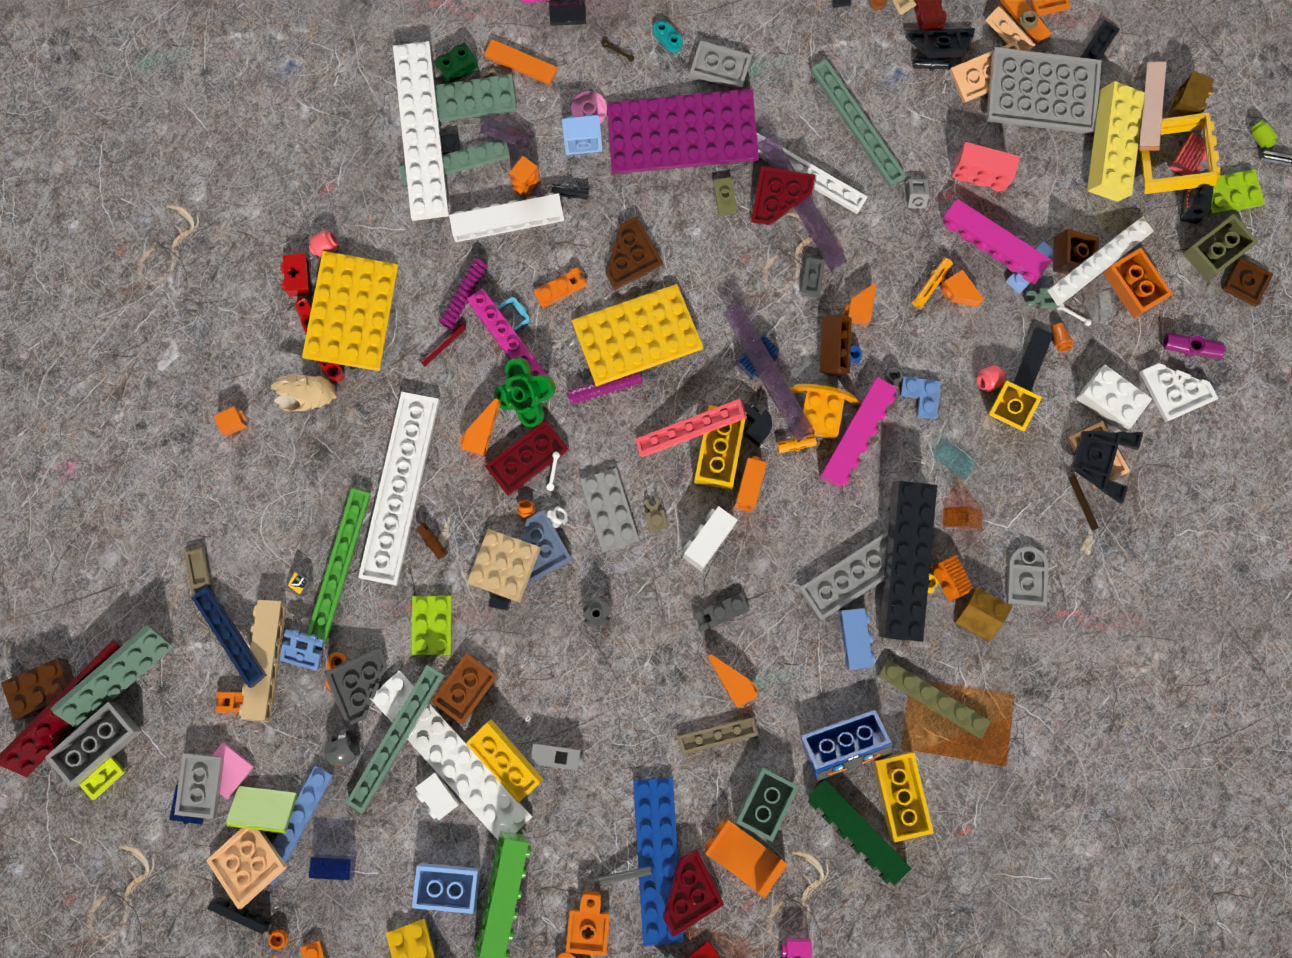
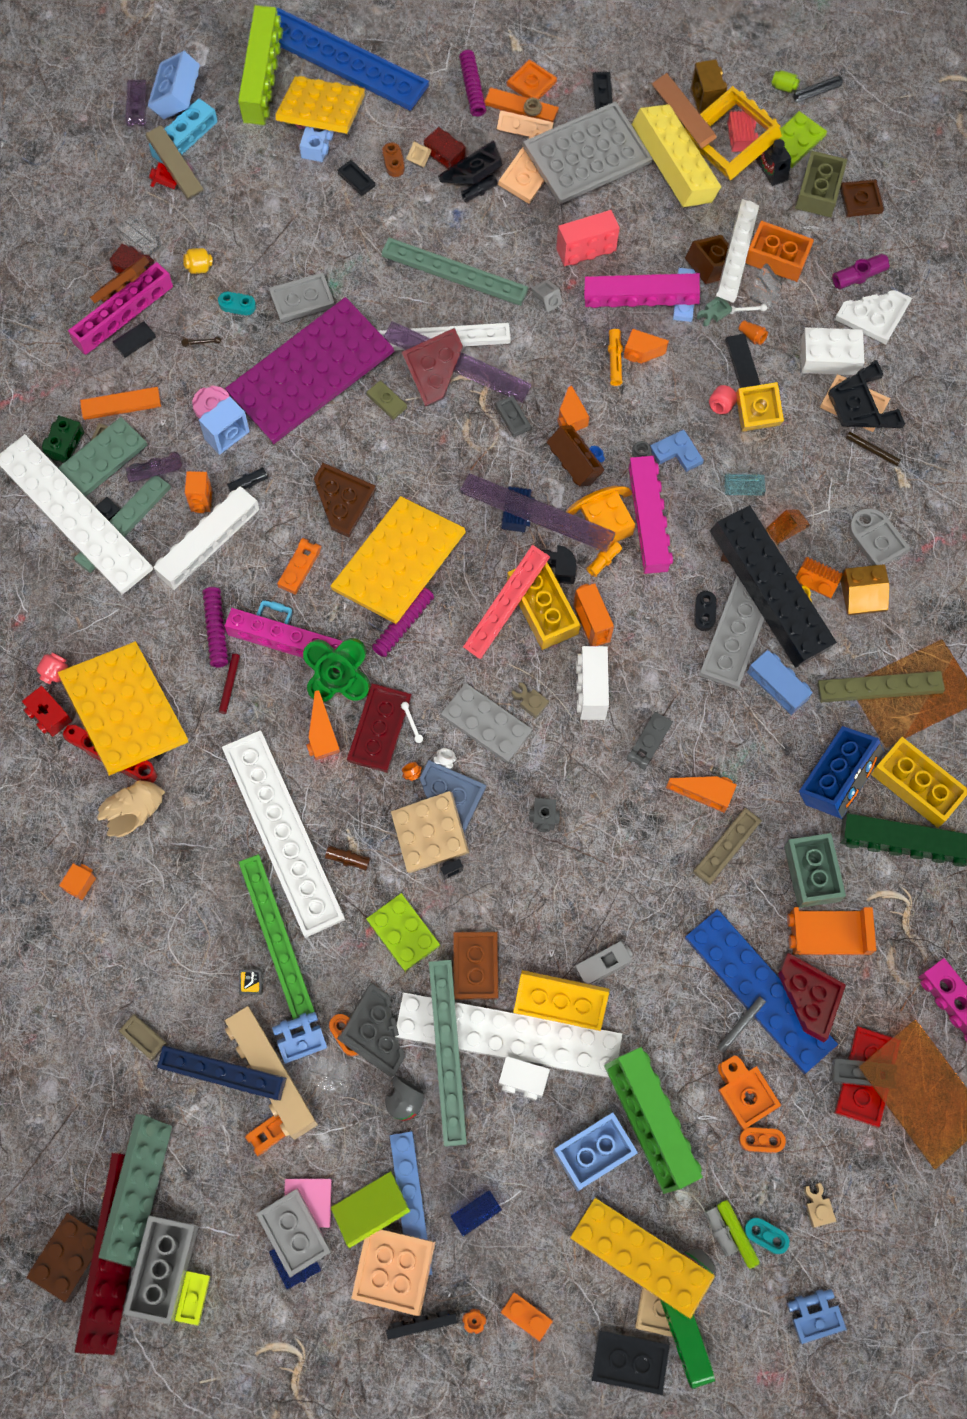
camera: 35 degrees left, 10 degrees down
(843, 540) = (705, 609): none -> black plate

